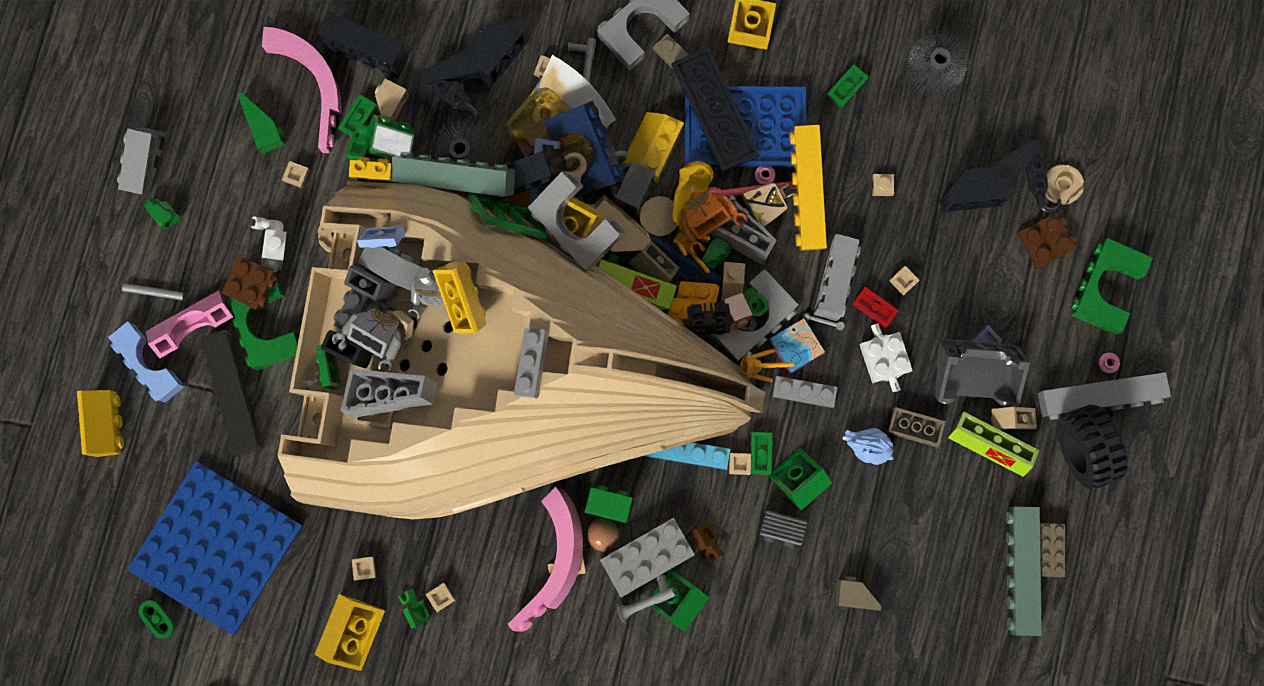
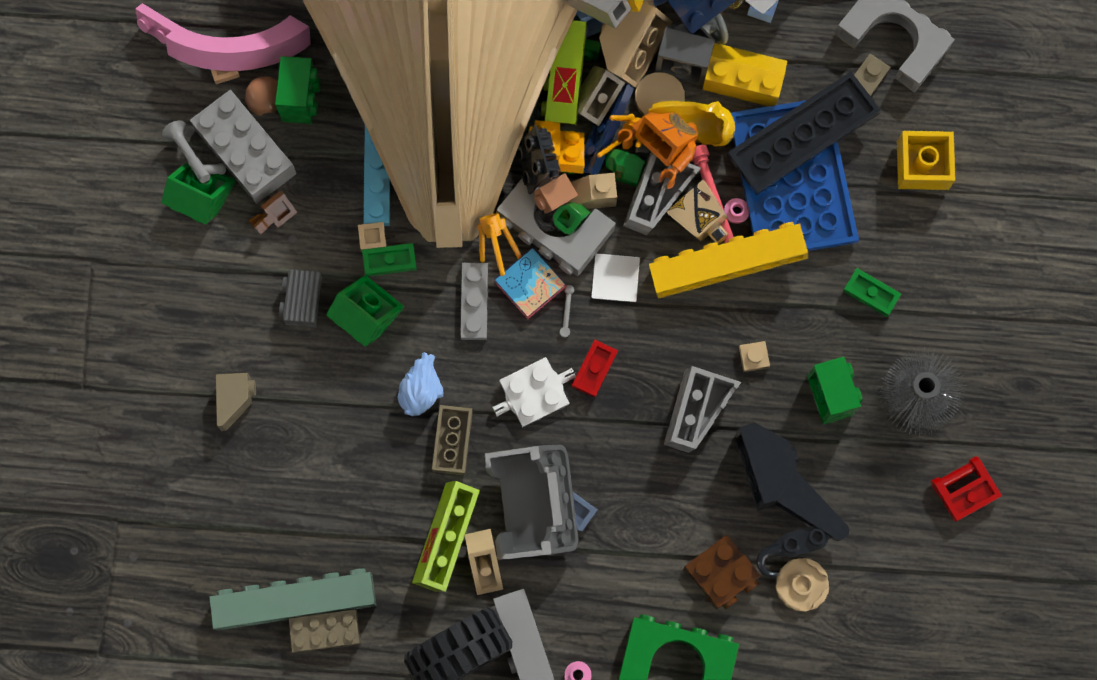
camera: 80 degrees right, 5 degrees down
(802, 278) = (615, 277): none -> white sticker
(837, 277) = (622, 314): light grey wedge -> none
(904, 280) = (635, 399): tan plate -> none
(921, 235) = (697, 406): none -> light grey wedge
(925, 128) = (834, 390): none -> green brick
(1015, 46) = (969, 497): none -> red plate

